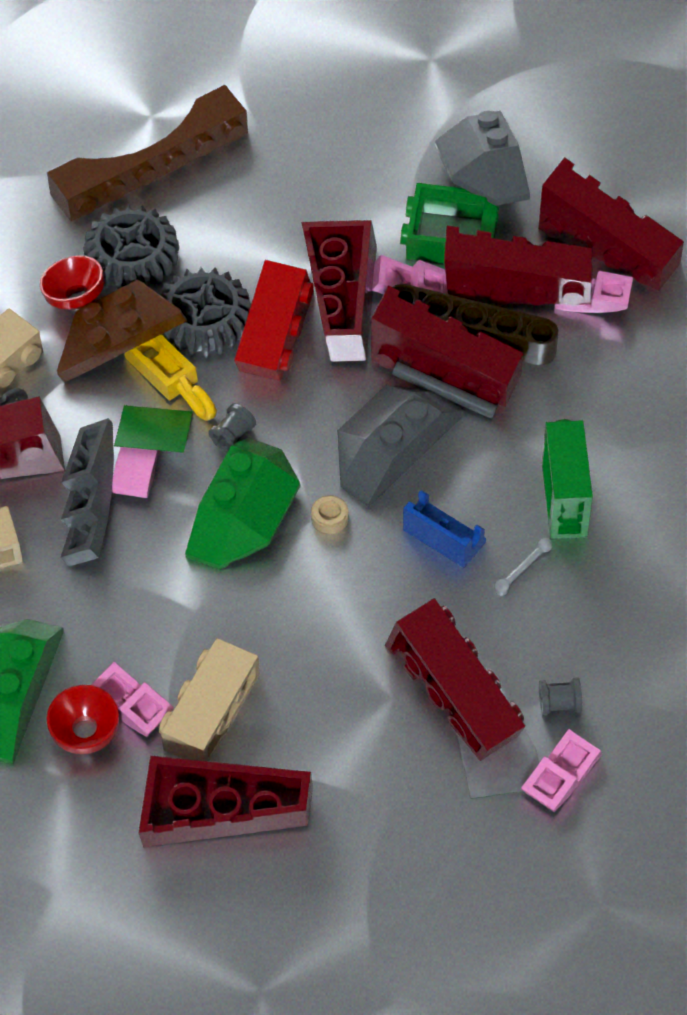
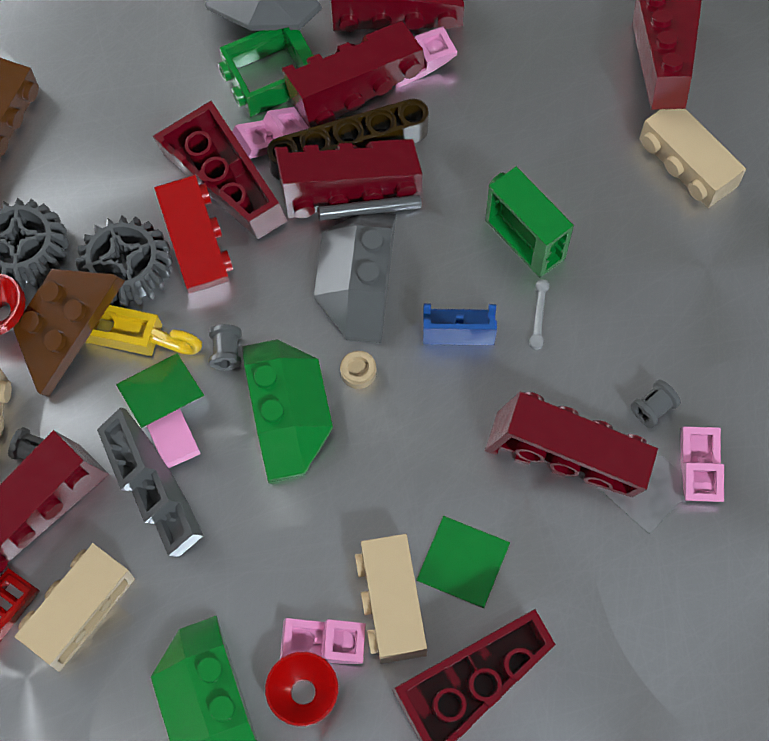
camera: 35 degrees left, 10 degrees up
(294, 717) = (463, 561): none -> green sticker

